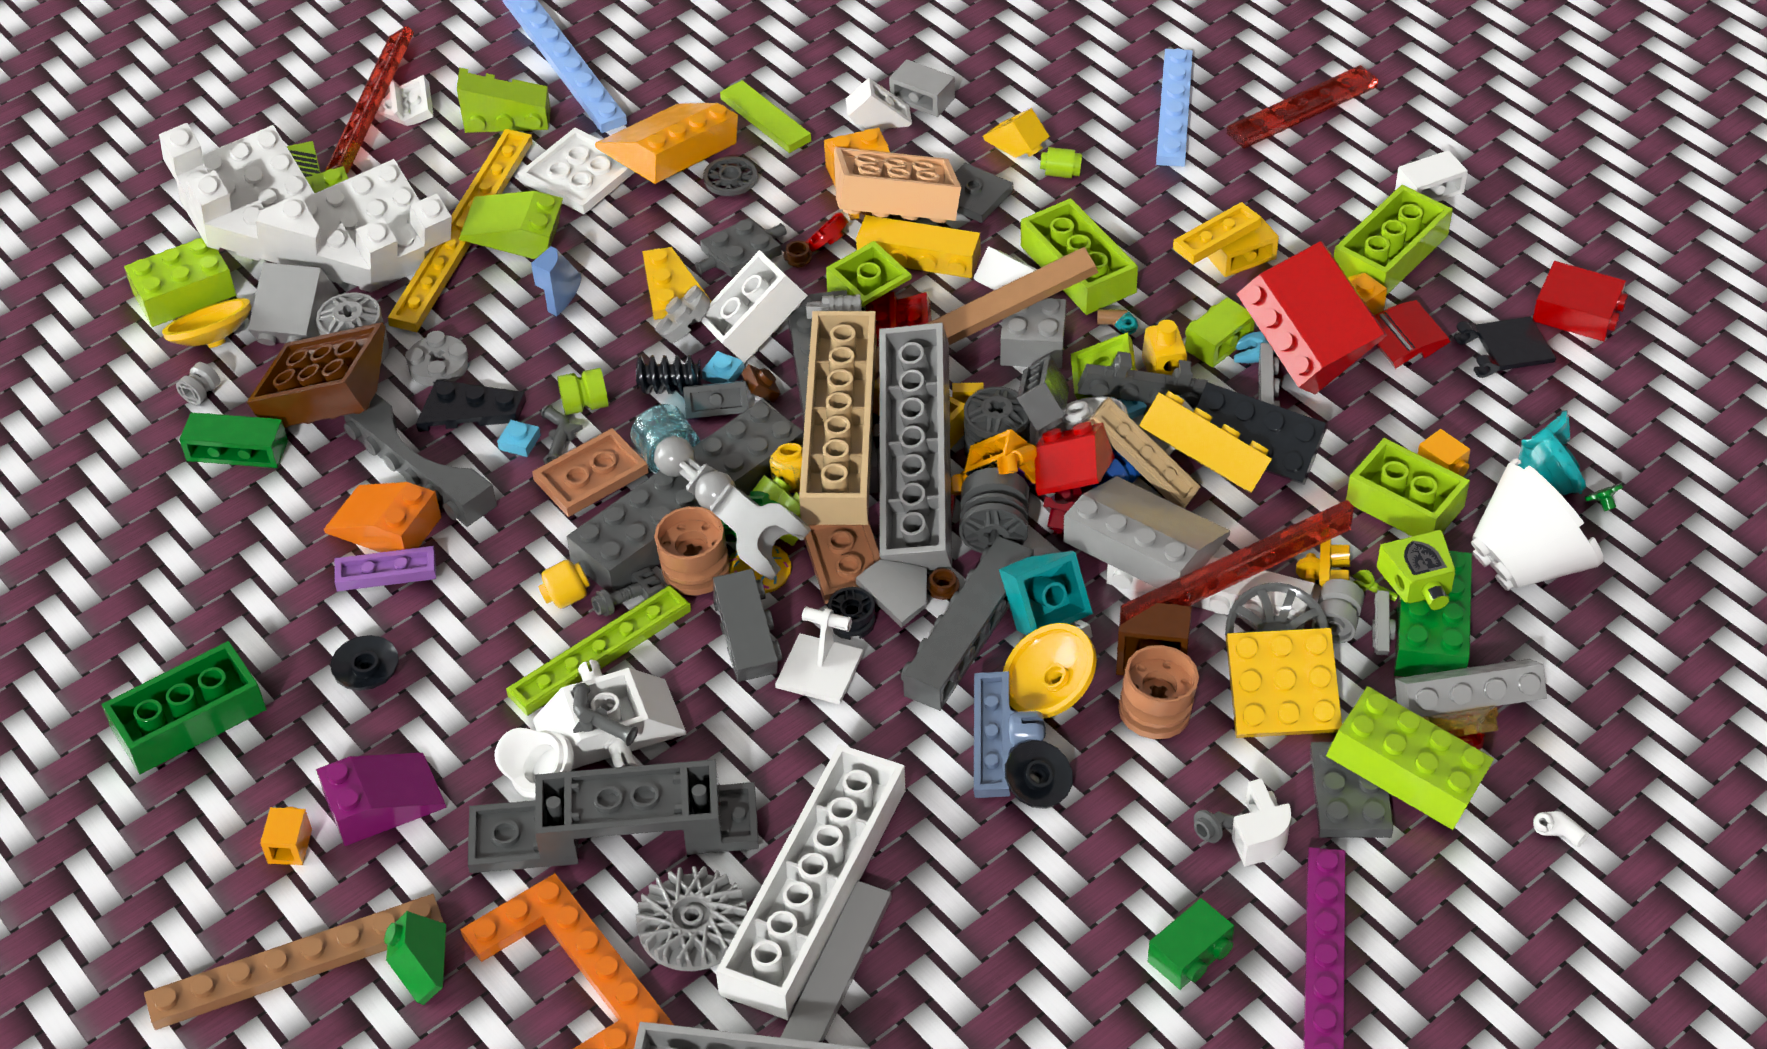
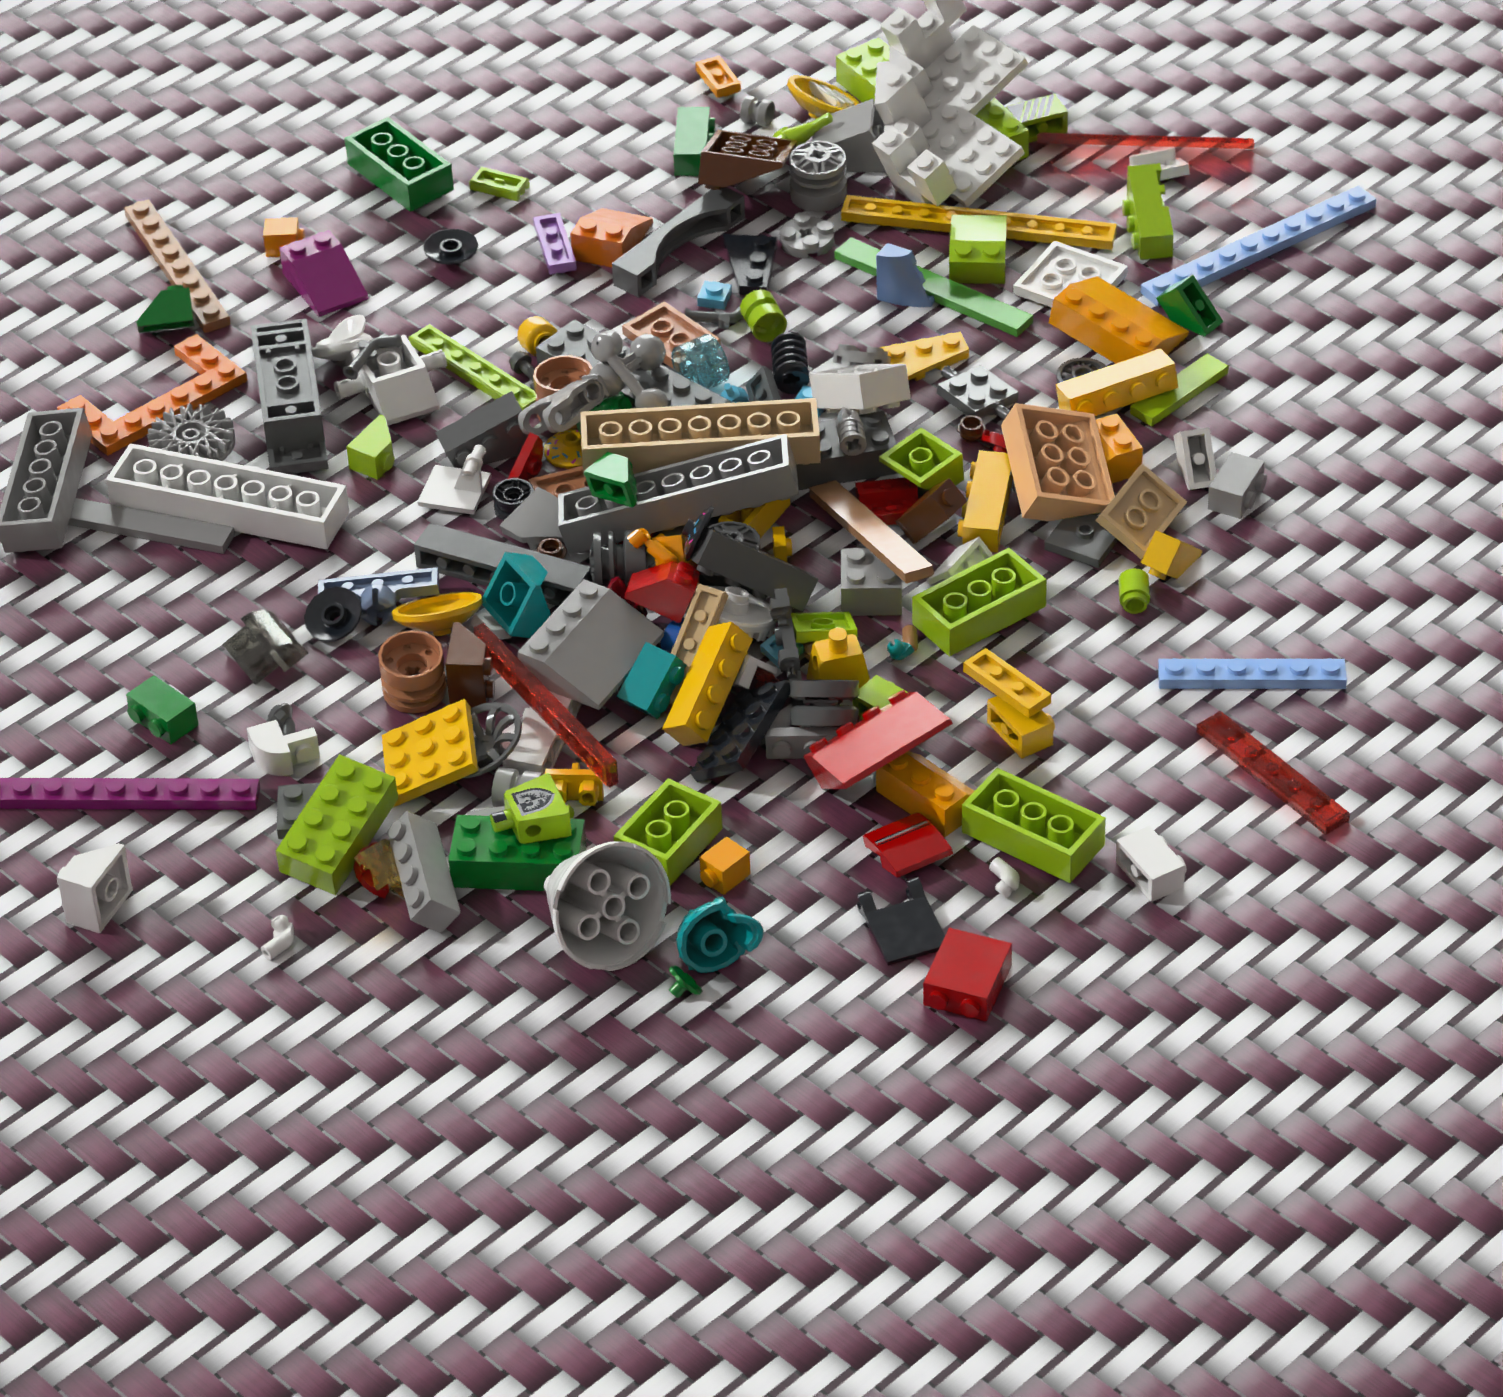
camera: 85 degrees right, 5 degrees down
(112, 415) = (718, 77): none -> light orange plate
(195, 321) = (830, 97): none -> white tile
(244, 624) = (499, 184): none -> lime tile
(271, 341) = (804, 132): none -> lime piece
(579, 252) = (945, 291): none -> bright green tile
(647, 94) = (1190, 307): none -> green slope
(700, 466) = (607, 348): none -> light grey piece
(725, 413) = (735, 393): none -> medium azure hand
(737, 737) = (372, 450): none -> lime slope
(768, 145) = (1119, 384): none -> yellow brick
(795, 591) = (529, 459): none -> red plate
(906, 480) = (613, 479): none -> green slope
(936, 276) = (931, 510): none -> reddish brown slope
(956, 144) = (1140, 509): none -> tan plate
(1020, 404) = (693, 531): none -> black dish
(1085, 844) = (264, 645): none -> clear smoke brick
(1186, 486) = (652, 680): none -> teal brick
(1235, 358) = (824, 702): none -> dark grey wheel
(1442, 271) = (1008, 875): none -> white arm
(1518, 988) = (94, 887): none -> white slope

